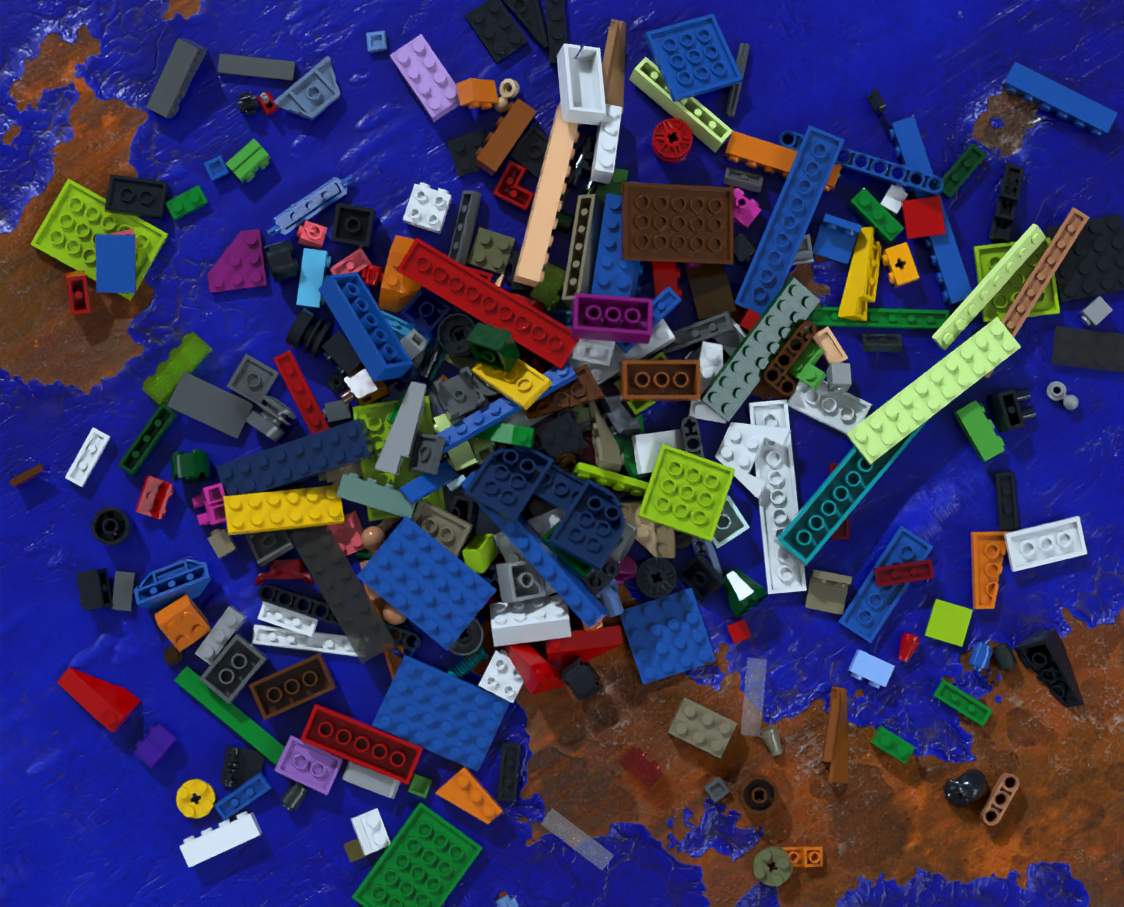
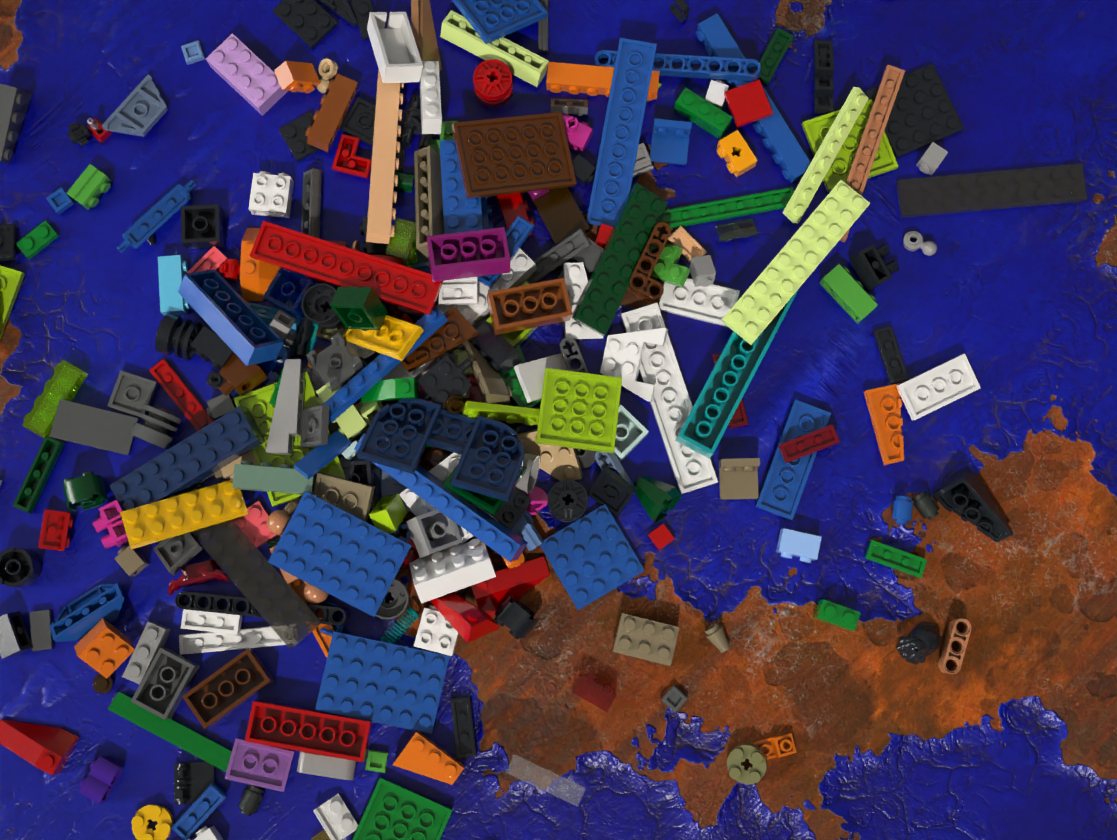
camera: 15 degrees left, 5 degrees down
(240, 265) = (100, 288): magenta plate -> none
(256, 67) = (81, 99): dark grey tile -> none
(280, 260) = (138, 273): black brick -> none
(311, 235) = (163, 243): coral brick -> none
(491, 251) = (342, 223): olive plate -> none
(753, 696) = (689, 598): clear tile -> none
(759, 805) = (726, 689): reddish brown brick -> none
(836, 737) = (779, 620): dark orange wedge -> none
(862, 277) = (702, 173): yellow wedge -> none
(907, 646) = (829, 514): red cone -> none
(948, 622) = (863, 484): lime tile -> none

